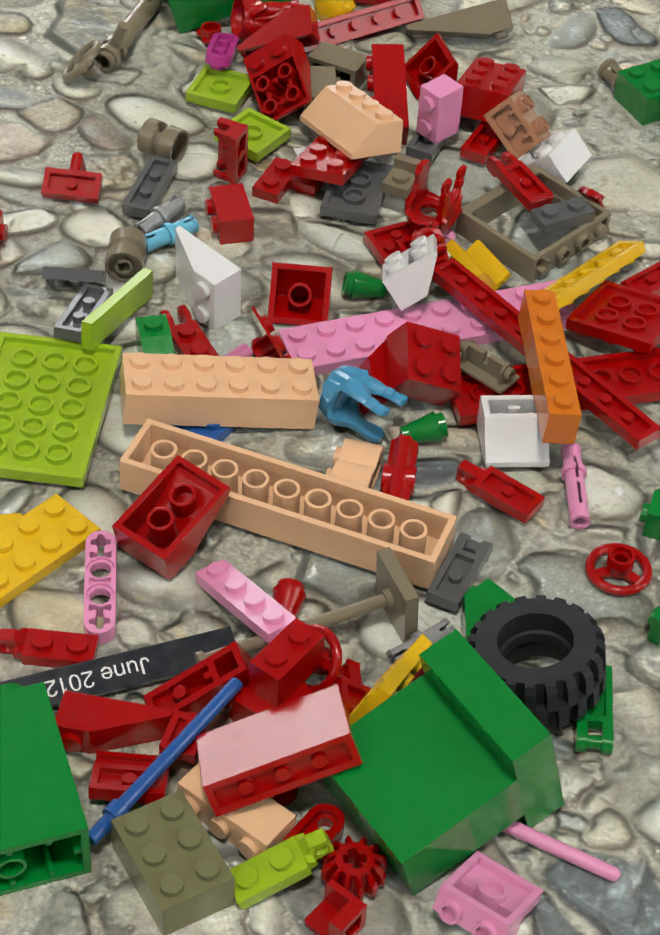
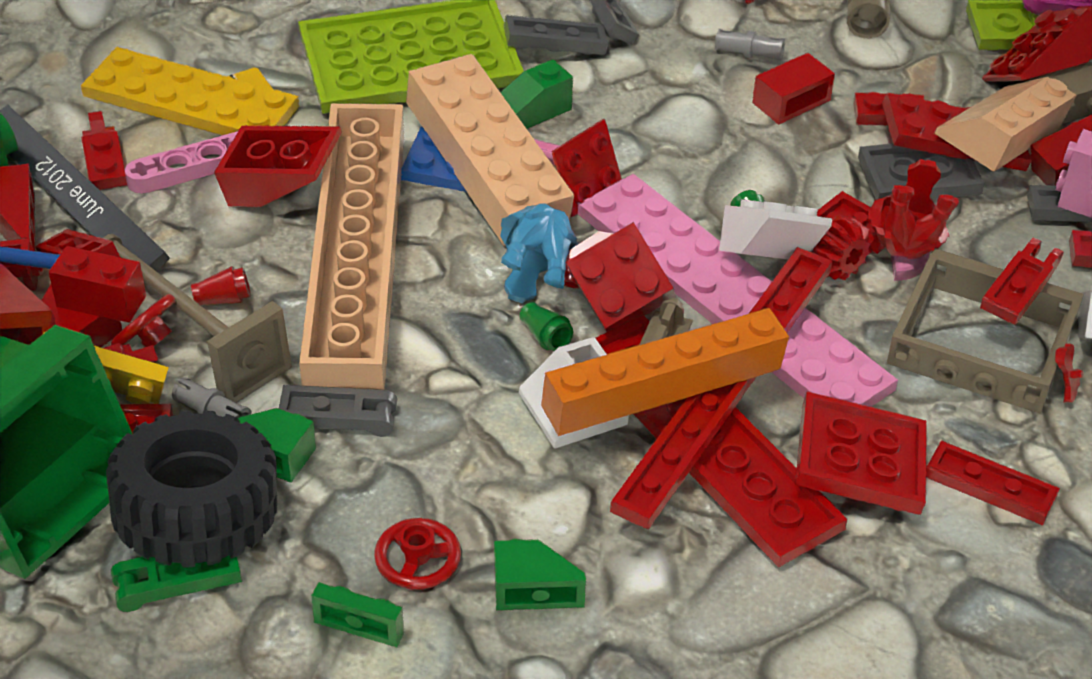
camera: 70 degrees right, 0 degrees up
(116, 309) = (571, 50): lime tile -> none
(125, 253) = (667, 35): dark tan wheel -> none
(149, 186) = (796, 23): dark grey plate -> none
(166, 233) = (728, 58): medium azure pin -> none
(188, 336) = (578, 116): red hinge -> none
(207, 281) = (649, 91): white slope -> none
(231, 150) = (882, 51): red hinge -> none
(244, 599) = (202, 252): bright pink plate -> none
(263, 133) = (946, 68): lime plate -> none
(299, 294) = (693, 172): red slope -> none
(357, 462) = (442, 287): light nougat brick -> none
(400, 470) = (451, 323): red piece -> none
(401, 177) = (975, 195): dark tan brick -> none
(480, 262) = (855, 295): yellow bracket -> none
(500, 490) = (481, 414): red hinge -> none
(562, 215) = (996, 338): dark grey plate -> none
(574, 476) = (547, 472): bright pink pin -> none
(595, 271) = (917, 398): yellow plate -> none

